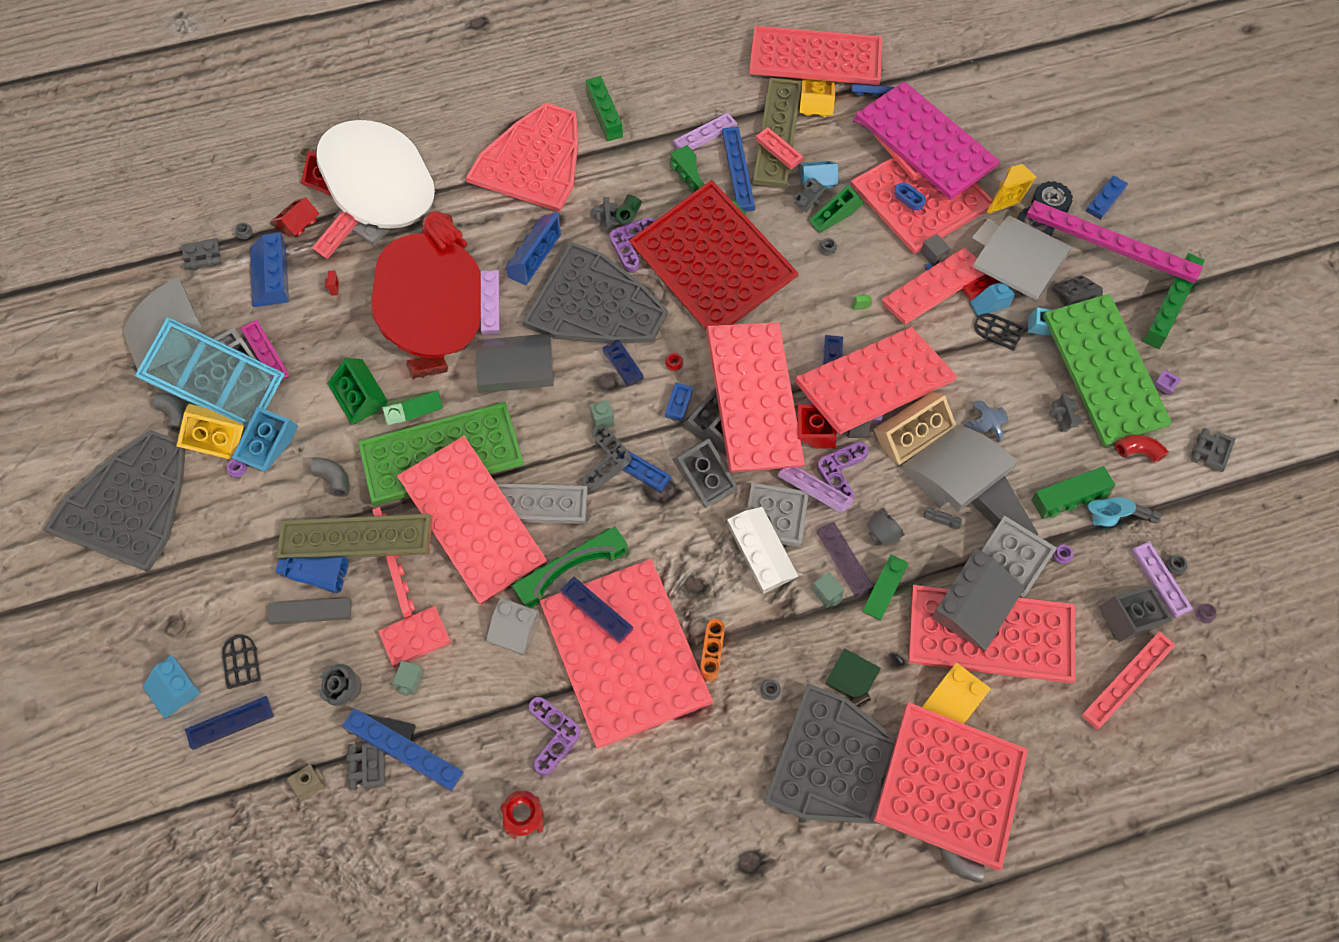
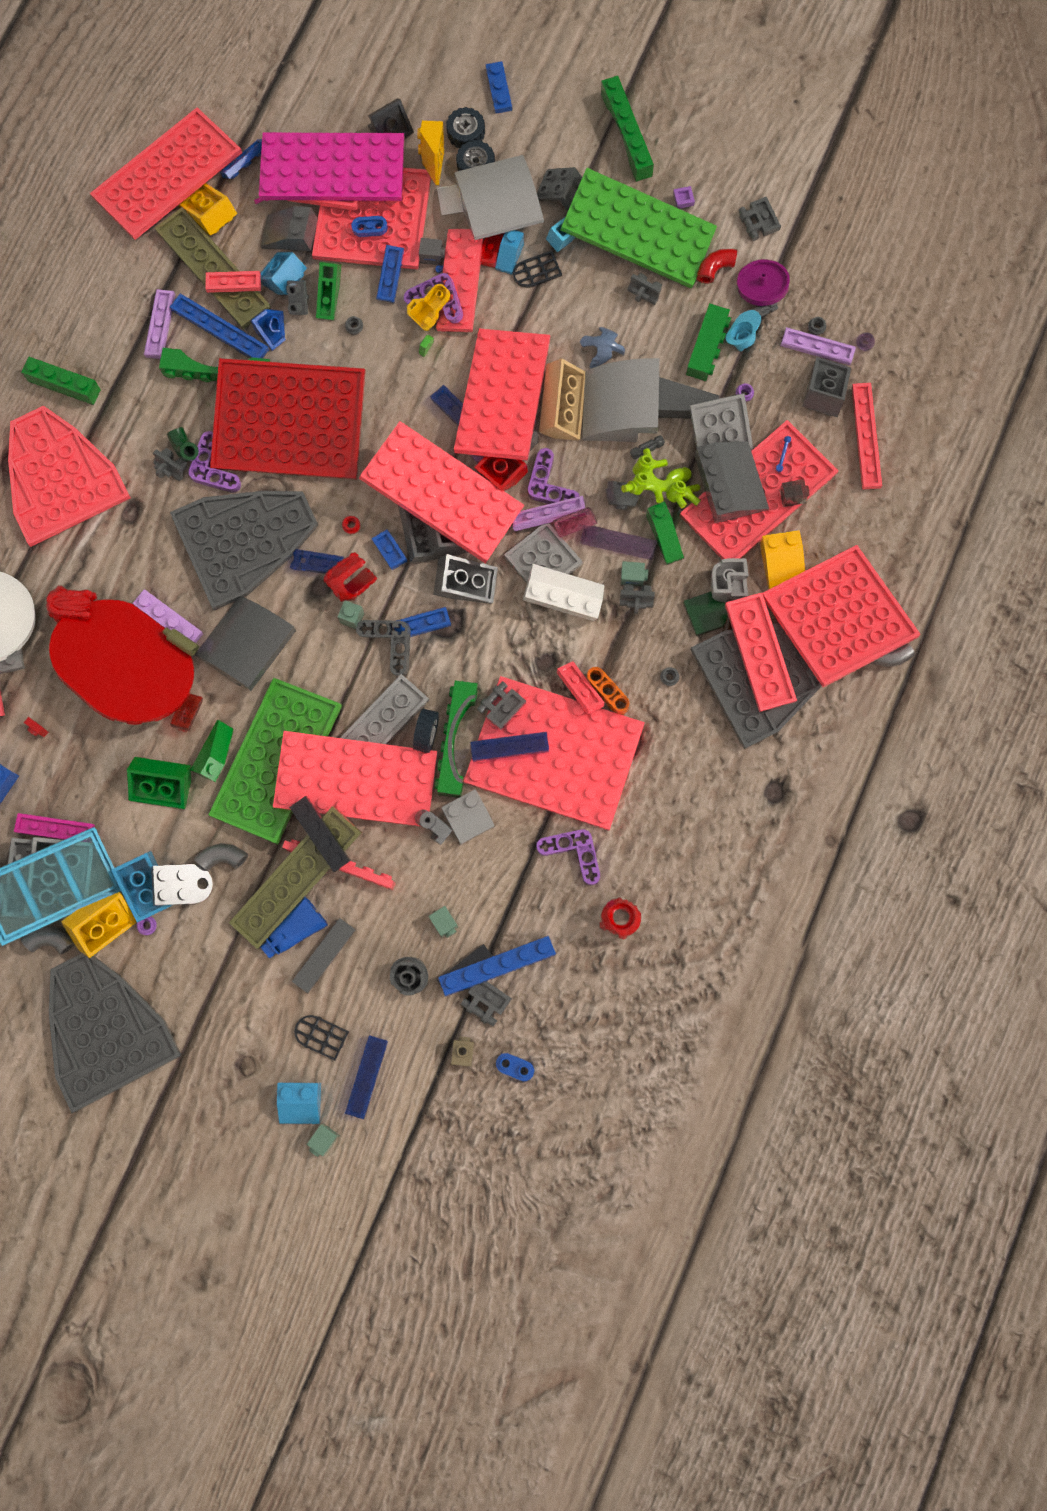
camera: 45 degrees left, 15 degrees up
(150, 730) = (322, 1140): none -> sand green brick
(283, 461) = (179, 884): none -> plate
(327, 835) = (515, 1066): none -> blue plate
(400, 523) = (320, 833): none -> black plate
(414, 636) = (412, 893): coral plate -> none
(478, 321) = (181, 641): none -> olive cylinder
(483, 604) = (434, 824): none -> leg
(534, 249) = (150, 544): blue slope -> none
(554, 537) = (425, 730): none -> black wheel
(616, 395) = (339, 573): none -> red piece
(625, 582) = (505, 709): none -> dark grey plate
(695, 625) = (580, 687): none -> coral plate
(771, 196) = (270, 327): none -> blue slope
(808, 609) = (637, 599): none -> dark grey hips
(826, 510) = (575, 522): none -> clear pink brick
(855, 743) = (760, 652): none -> coral plate
(856, 154) = (290, 229): none -> dark grey slope
(886, 279) = (427, 309): none -> yellow piece
(890, 237) = (390, 273): none -> blue tile
(894, 667) = (729, 579): none -> light grey brick
(910, 531) = (672, 485): none -> lime plant
(915, 275) = (449, 284): none -> medium lavender beam
(1003, 148) = (390, 119): none -> black bracket
(1018, 658) = (794, 493): none -> clear smoke brick
(1028, 630) = (779, 468): none -> blue hinge
(1115, 242) = (545, 121): dark pink plate -> none
(1165, 493) = (763, 282): none -> magenta piece

